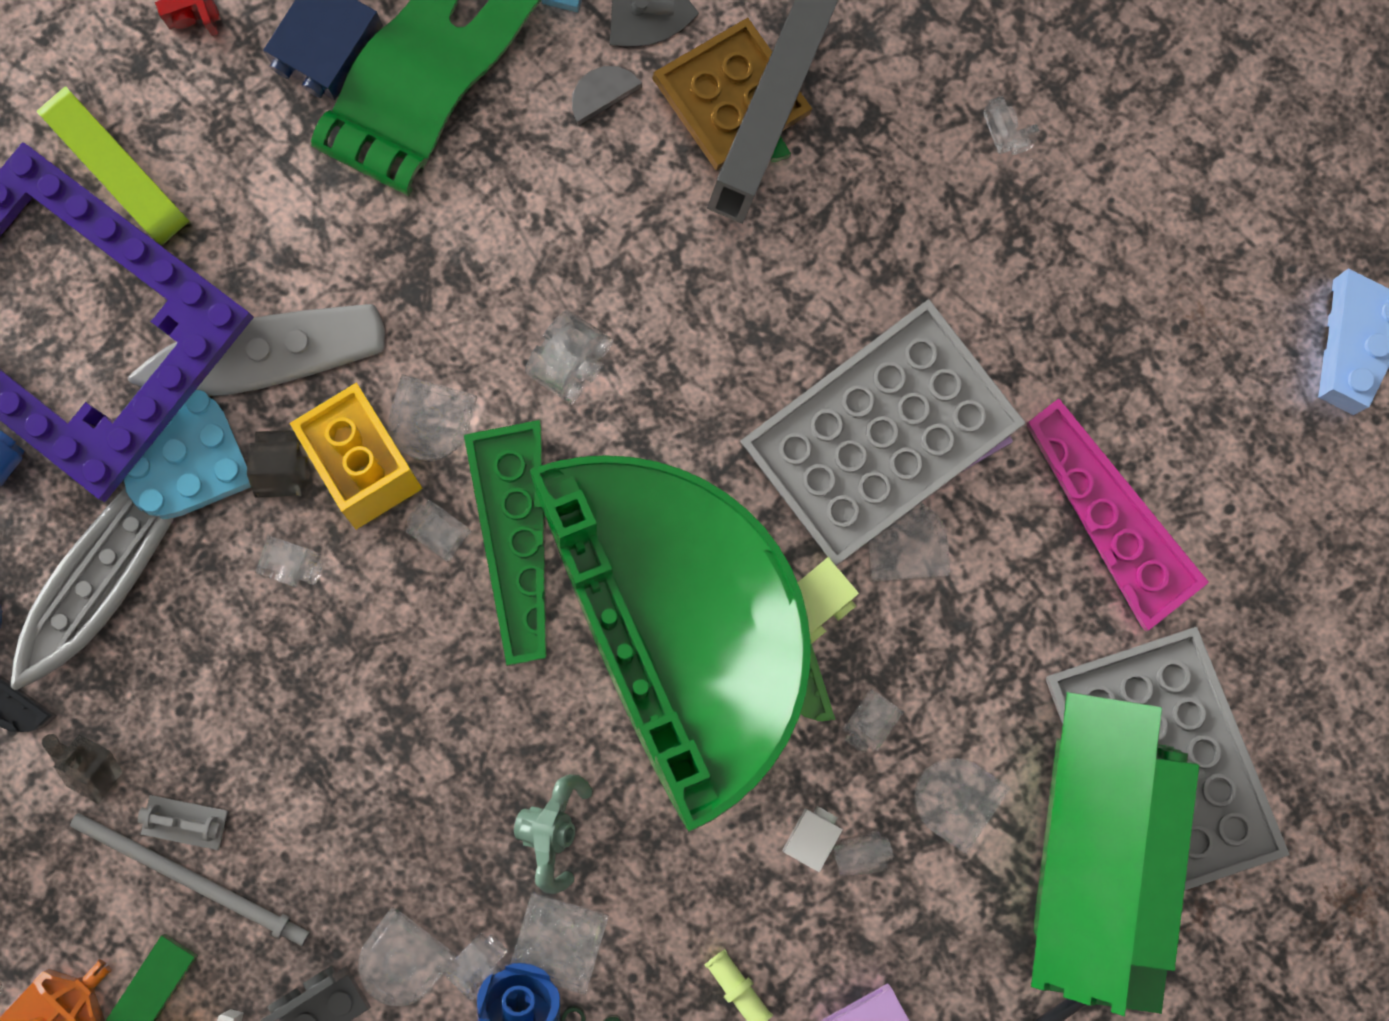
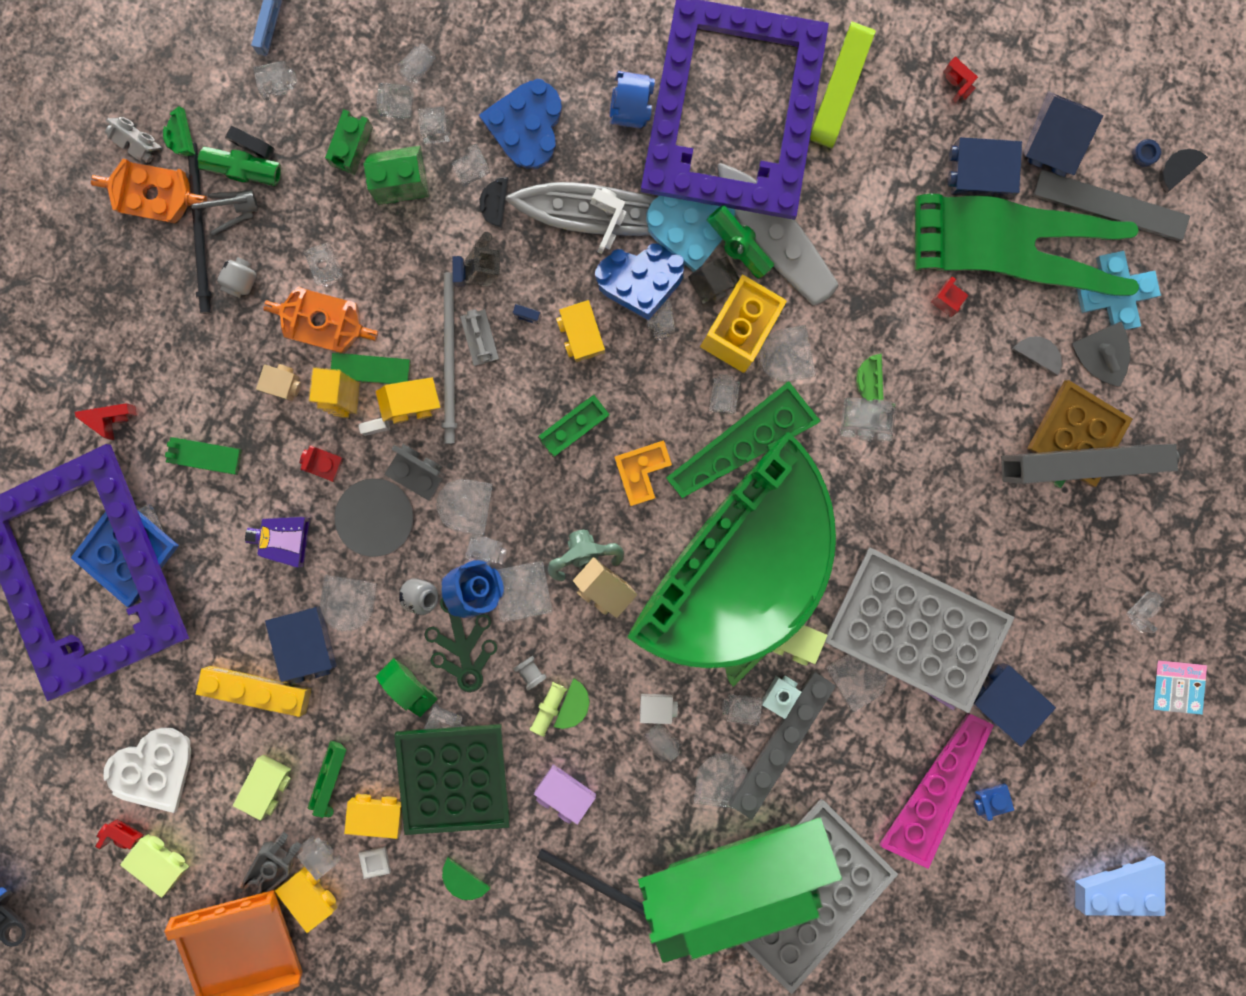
camera: 55 degrees right, 5 degrees up
(77, 805) = (458, 271): none -> dark blue tile
(93, 552) = (607, 201): none -> white bracket
(187, 740) = (527, 314): none -> dark blue tile
(212, 967) = (407, 400): none -> yellow brick
(224, 564) = (642, 280): none -> plate
(244, 404) = (740, 241): none -> green piece
(249, 678) = (581, 331): none -> yellow brick
(371, 755) = (573, 426): none -> green hinge
(467, 170) = (949, 298): none -> red panel
(472, 701) = (635, 468): none -> light orange plate
(516, 325) = (870, 378): none -> bright green tile
(610, 827) = (604, 587): none -> tan brick
(675, 990) = (530, 673): none -> light grey bush
(753, 951) = (574, 706): none -> bright green tile
(880, 660) = (781, 696): none -> light aqua brick
(947, 694) = (782, 746): none -> dark grey plate
(1042, 360) = (1012, 704): none -> dark blue brick
(1129, 134) = (1180, 687): none -> sticker
(1161, 451) = (993, 801): none -> blue bracket

